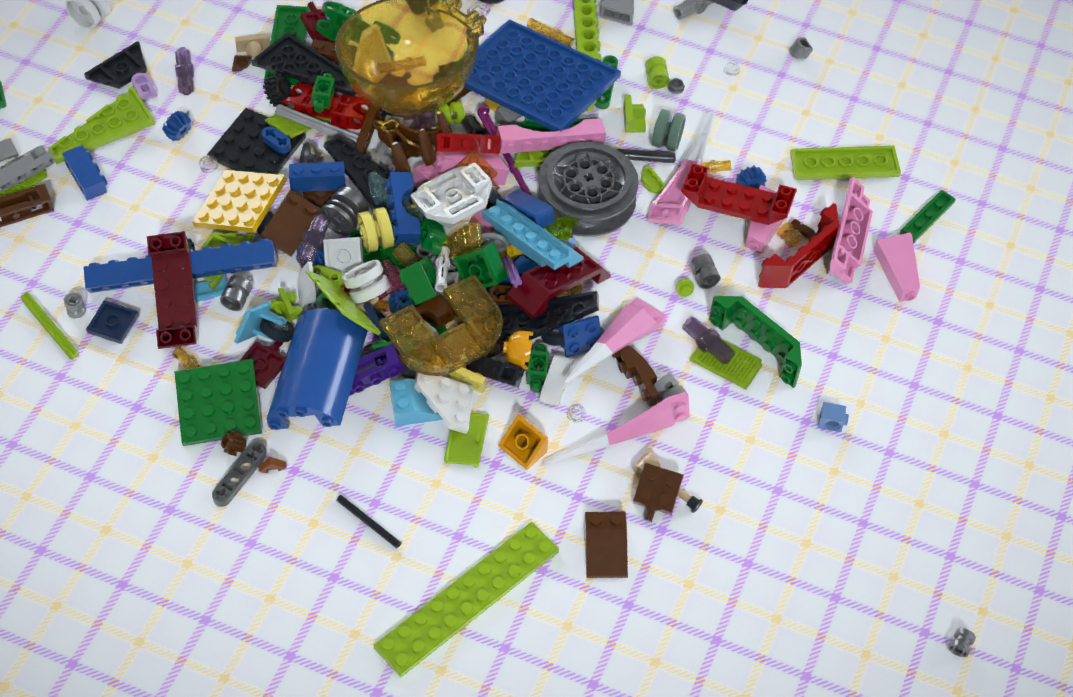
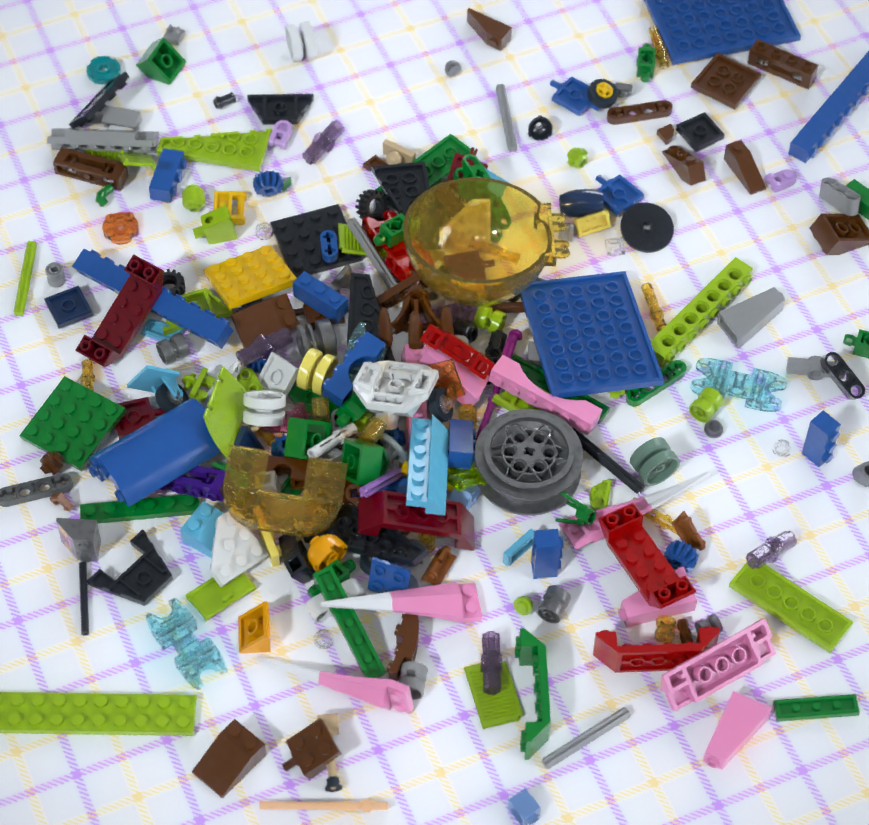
camera: 45 degrees right, 0 degrees up
(44, 222) = (102, 193): none -> green arm
(52, 173) = (137, 159): none -> lime door
(67, 91) = (220, 102): none -> black pin
(84, 228) = (116, 220): none -> clear orange plate
(126, 175) = (193, 198): none -> lime head
(158, 167) = (226, 198): none -> yellow plate
(171, 182) = (216, 226): none -> lime torso
(323, 478) = (80, 537): none -> flat silver slope
(328, 436) = (144, 509): none -> green plate
(399, 473) = (141, 580): none -> black wing
(471, 489) = (193, 654): none -> clear light blue piece
(507, 186) = (468, 412): none -> clear yellow wheel
(589, 386) = (350, 625): none -> green plate
(604, 312) = (439, 566): none -> dark orange hinge
(634, 116) = (646, 427): lime panel -> none
(640, 252) = (518, 548): none -> medium azure tile
(663, 195) = (583, 513): none -> green plant
(670, 239) = (546, 553): none -> blue brick
(672, 41) = (740, 384): none -> clear light blue piece
(729, 501) = (365, 805): none -> light nougat bar
(738, 159) = (688, 532): none -> dark orange hinge
(758, 41) = (821, 439): none -> blue brick
(800, 135) = (771, 549): none -> clear purple piece
(812, 213) = (711, 620): none -> flat silver wheel
(817, 343) = (586, 738): none -> light grey axle

